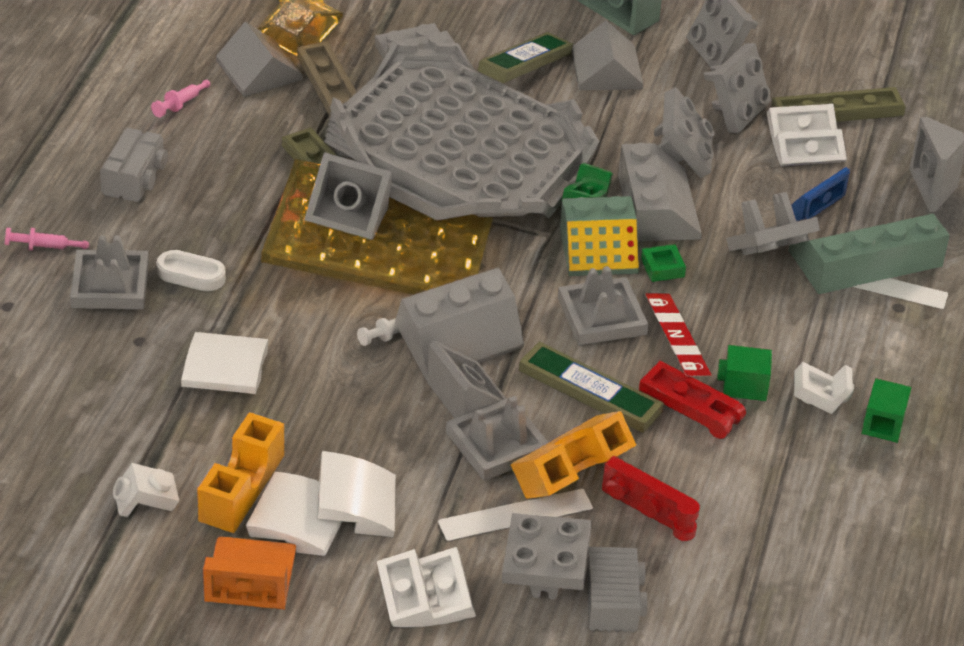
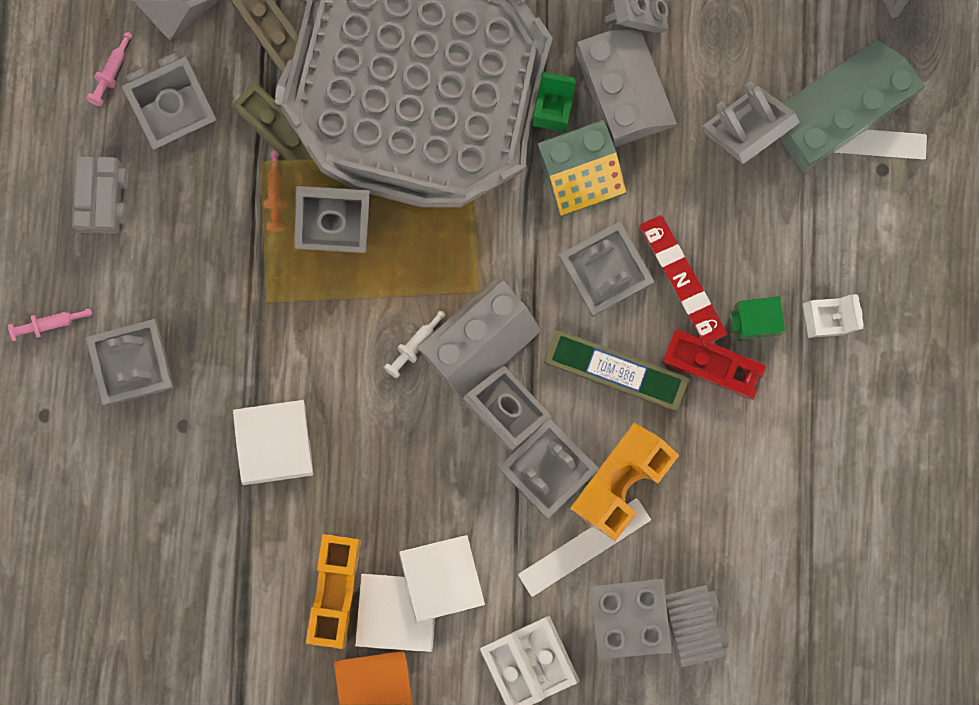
camera: 10 degrees left, 40 degrees up
(146, 487) = (253, 624): white bracket -> none
(191, 270) = (200, 321): white tile -> none
(226, 118) = (168, 100): none -> light grey plate
(651, 497) = (705, 508): red plate -> none
(663, 263) = (649, 184): green plate -> none
(821, 196) = (779, 36): blue slope -> none
(886, 410) = (896, 329): green brick -> none

